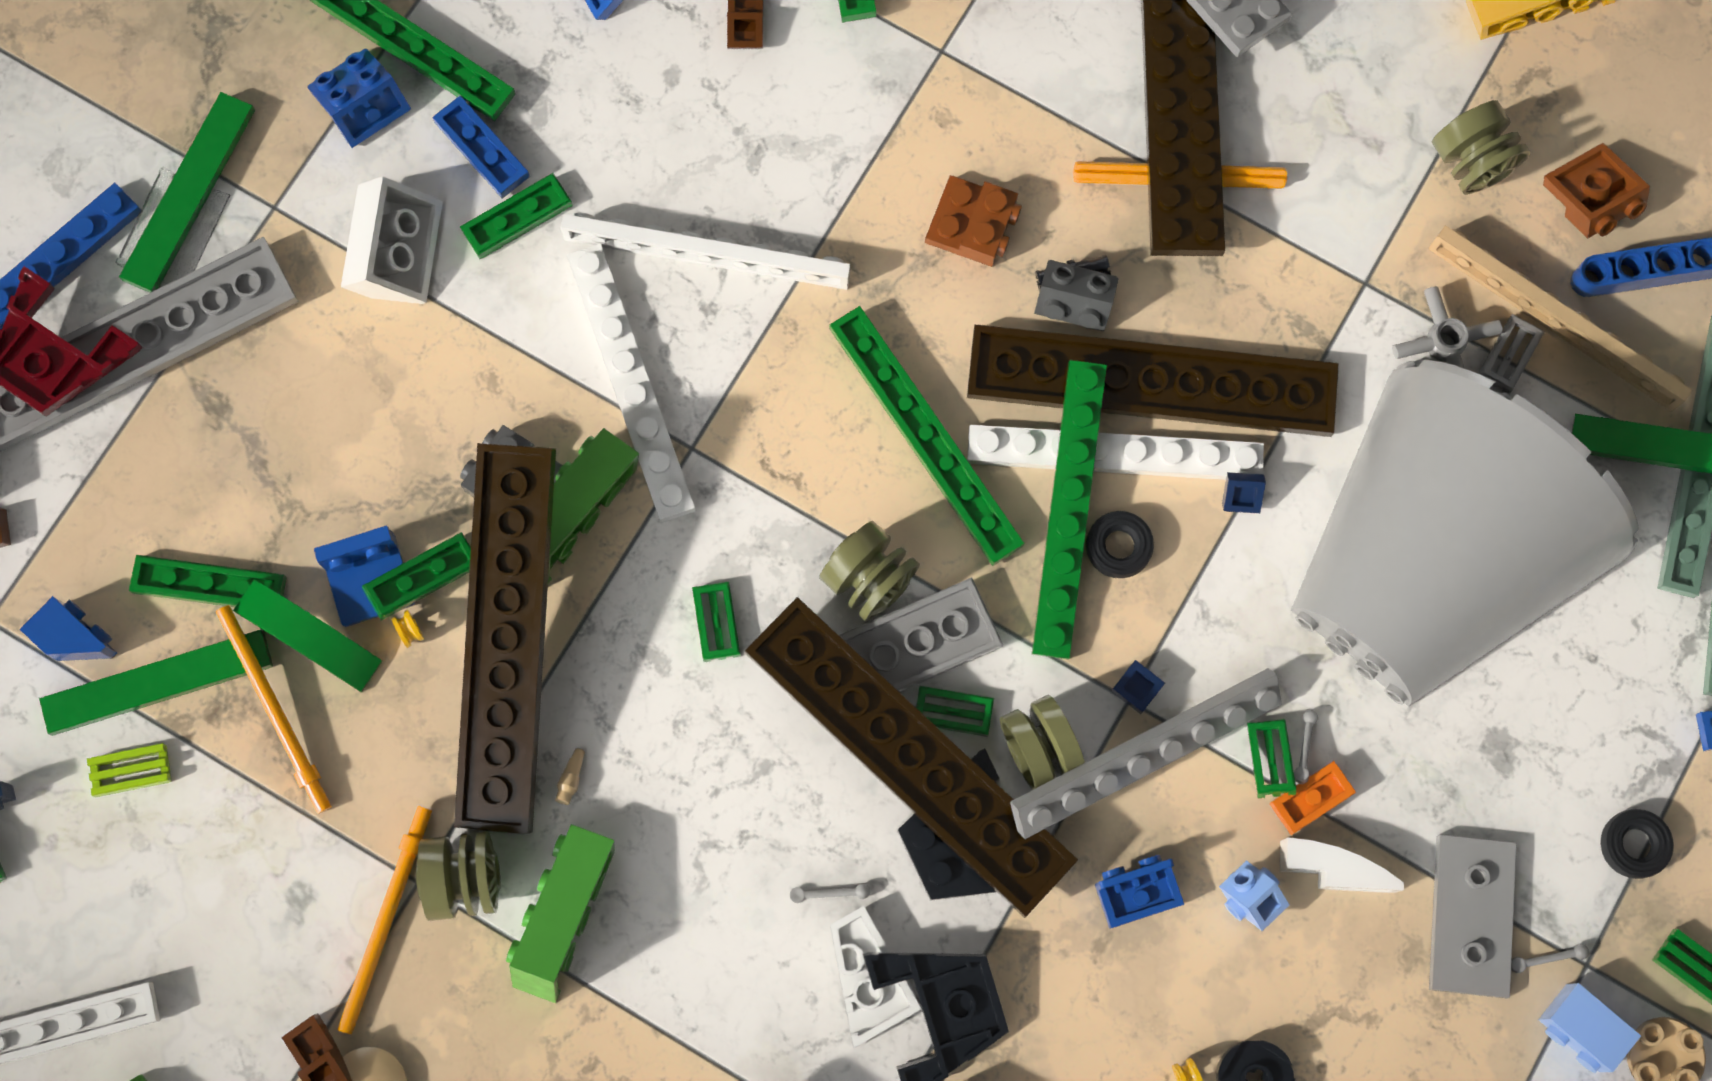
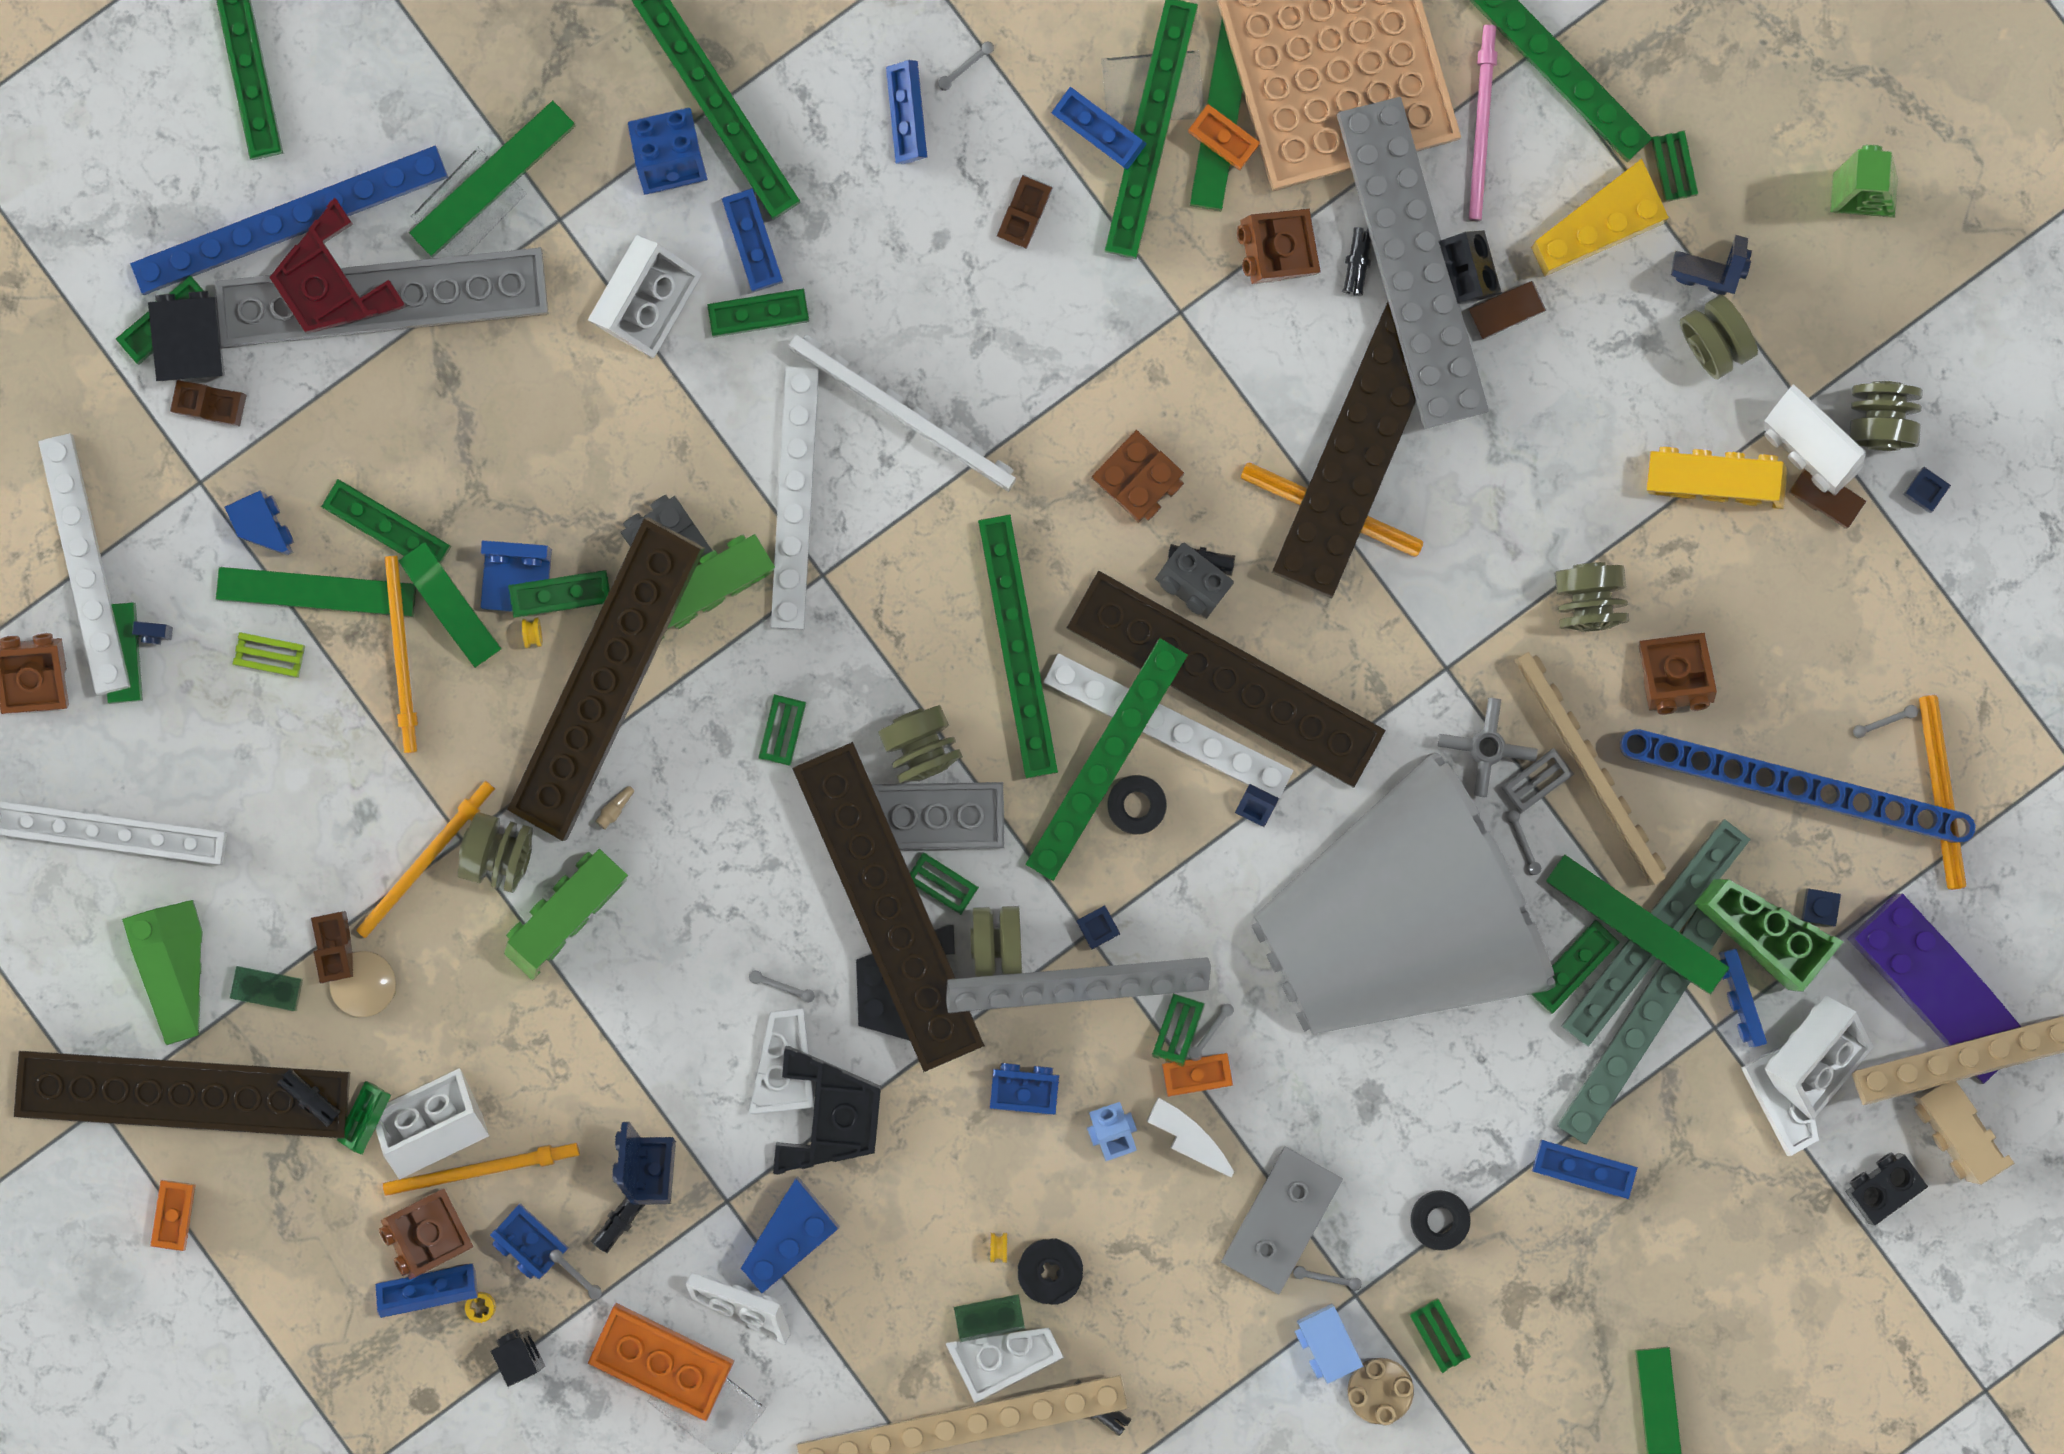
camera: 25 degrees right, 10 degrees up
(1648, 499) = (1577, 964): none -> green tile

